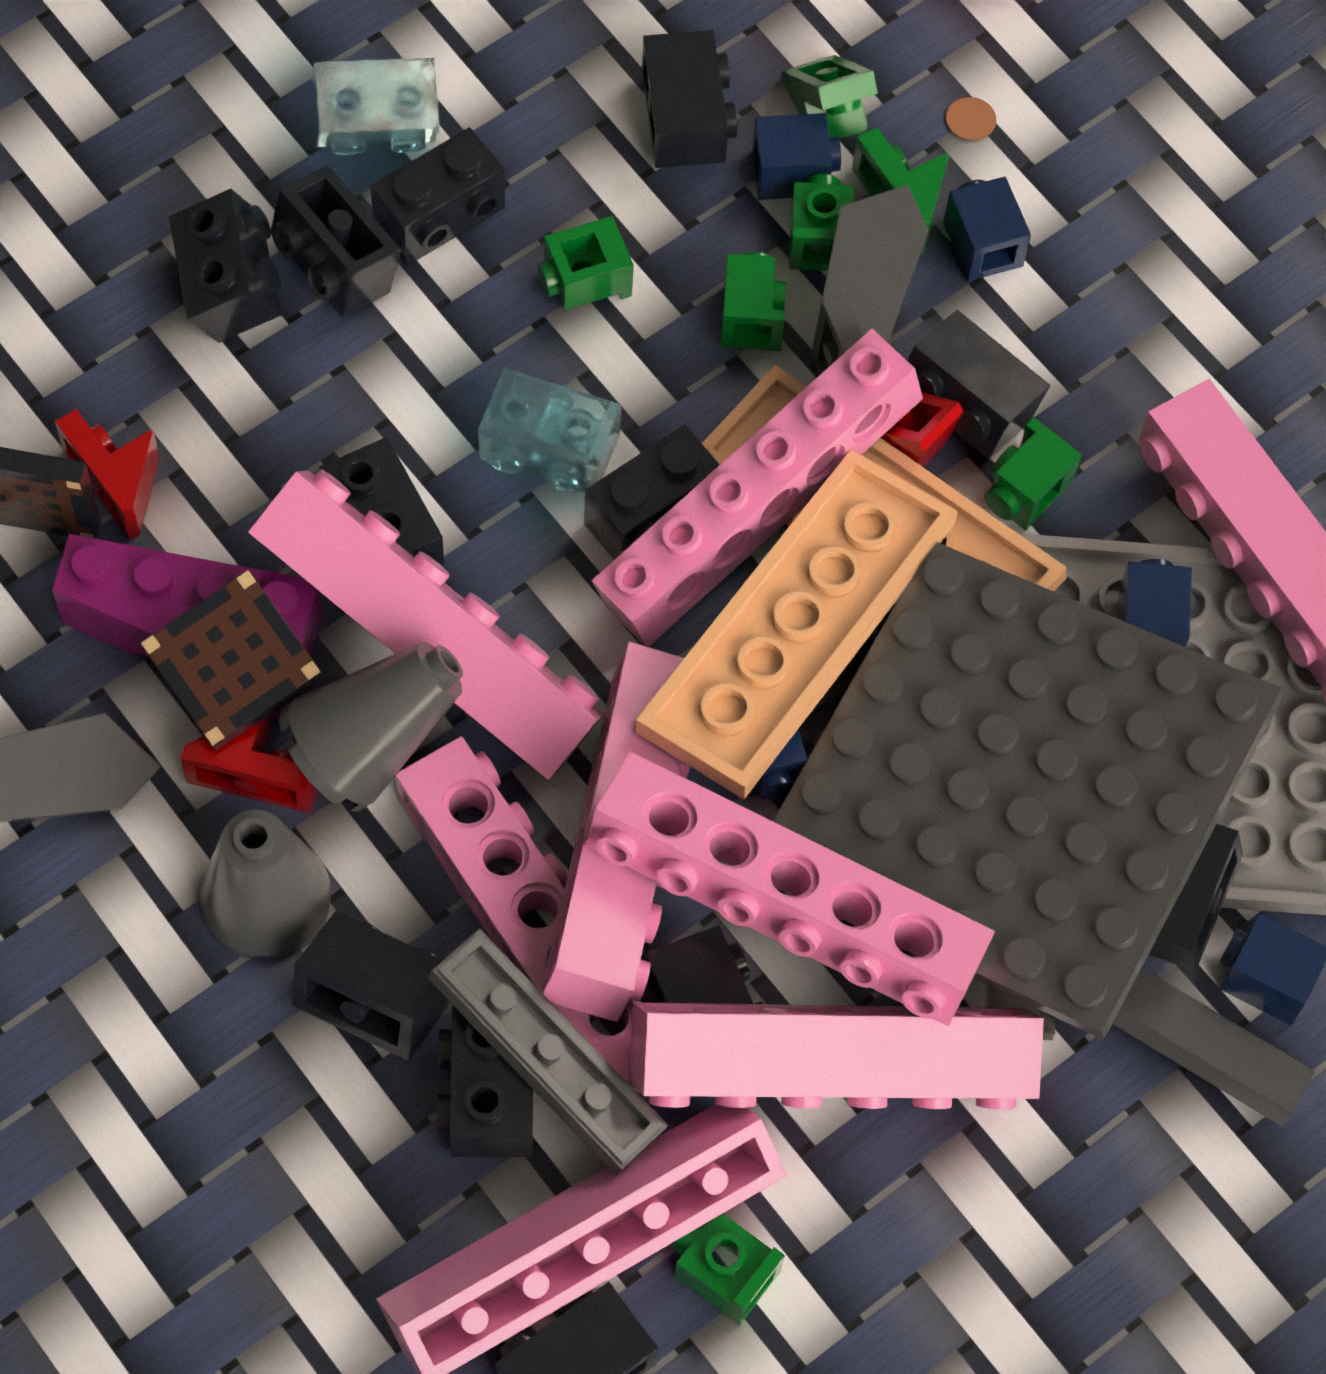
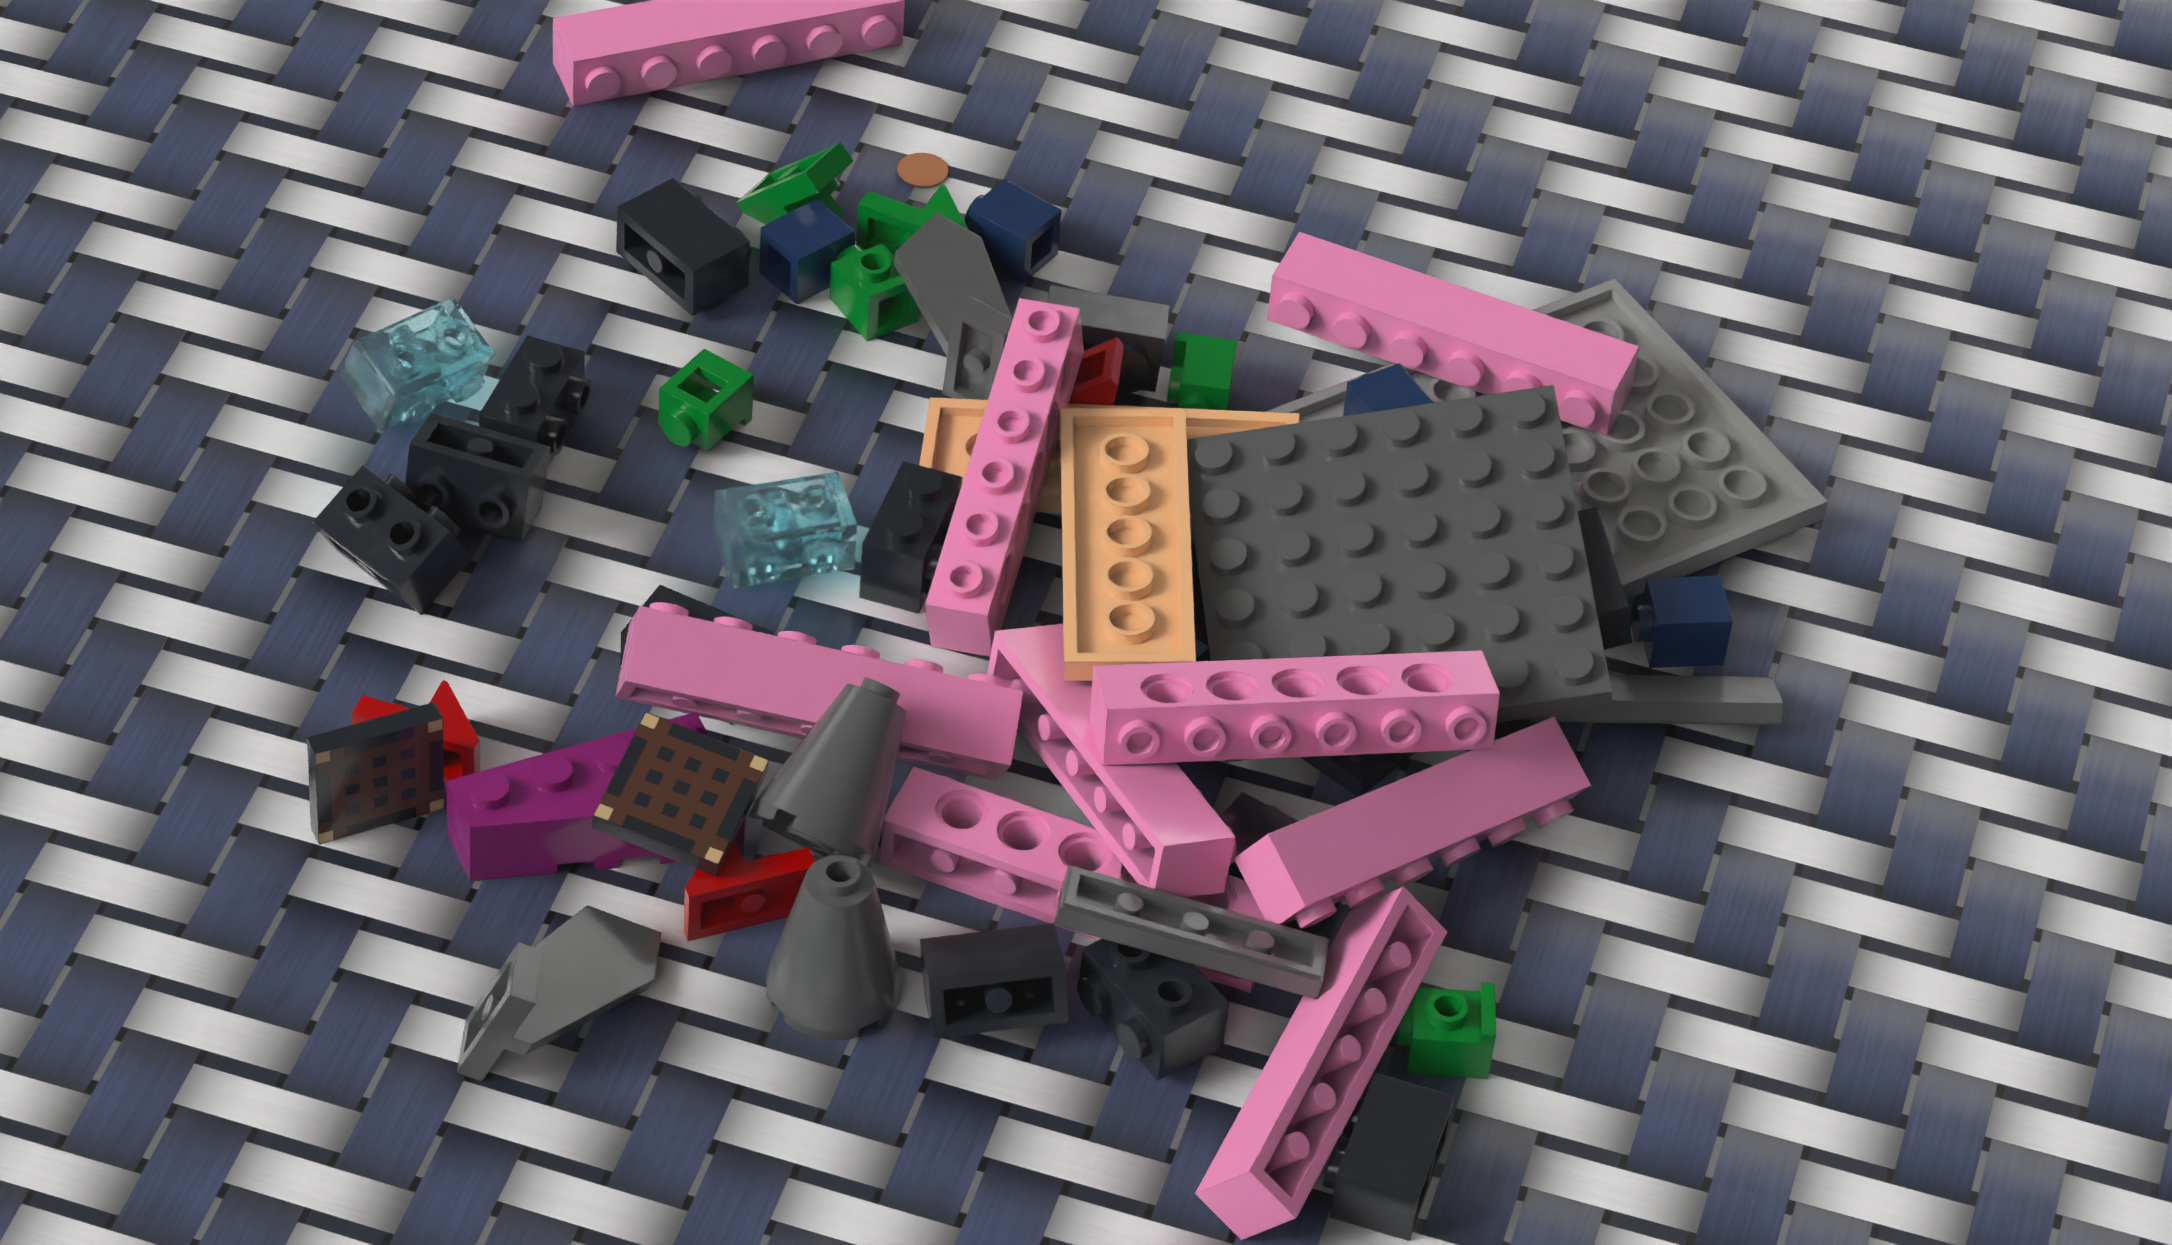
camera: 35 degrees left, 20 degrees down
(752, 303) = (867, 369): green brick -> none

